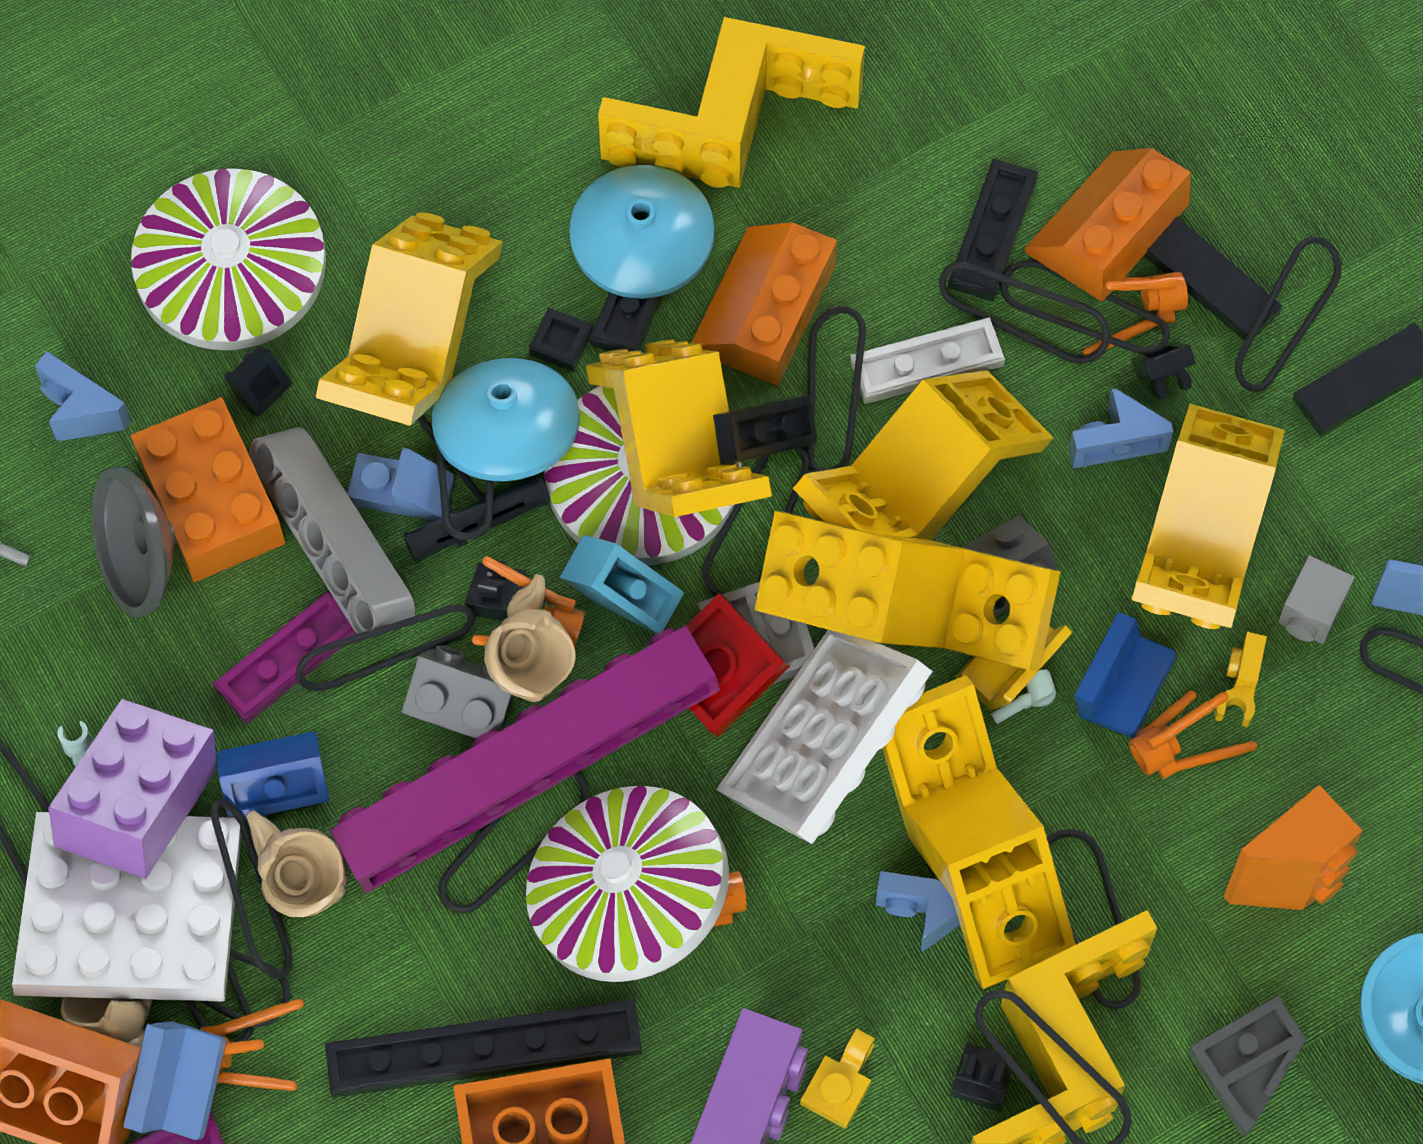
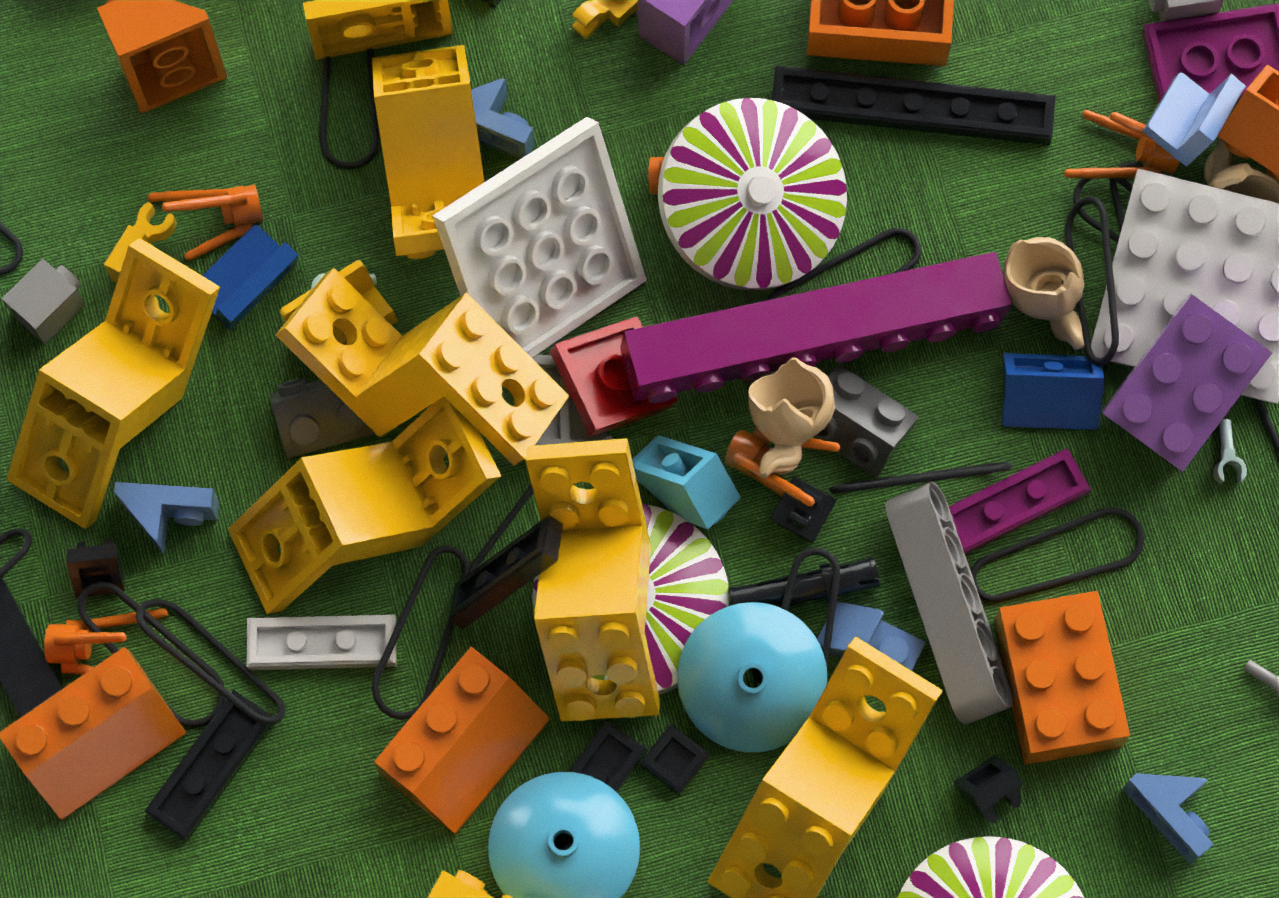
camera: 165 degrees left, 5 degrees up
(131, 541) = (1144, 620): dark grey dish -> none
(219, 600) = (1065, 579): none -> black piece

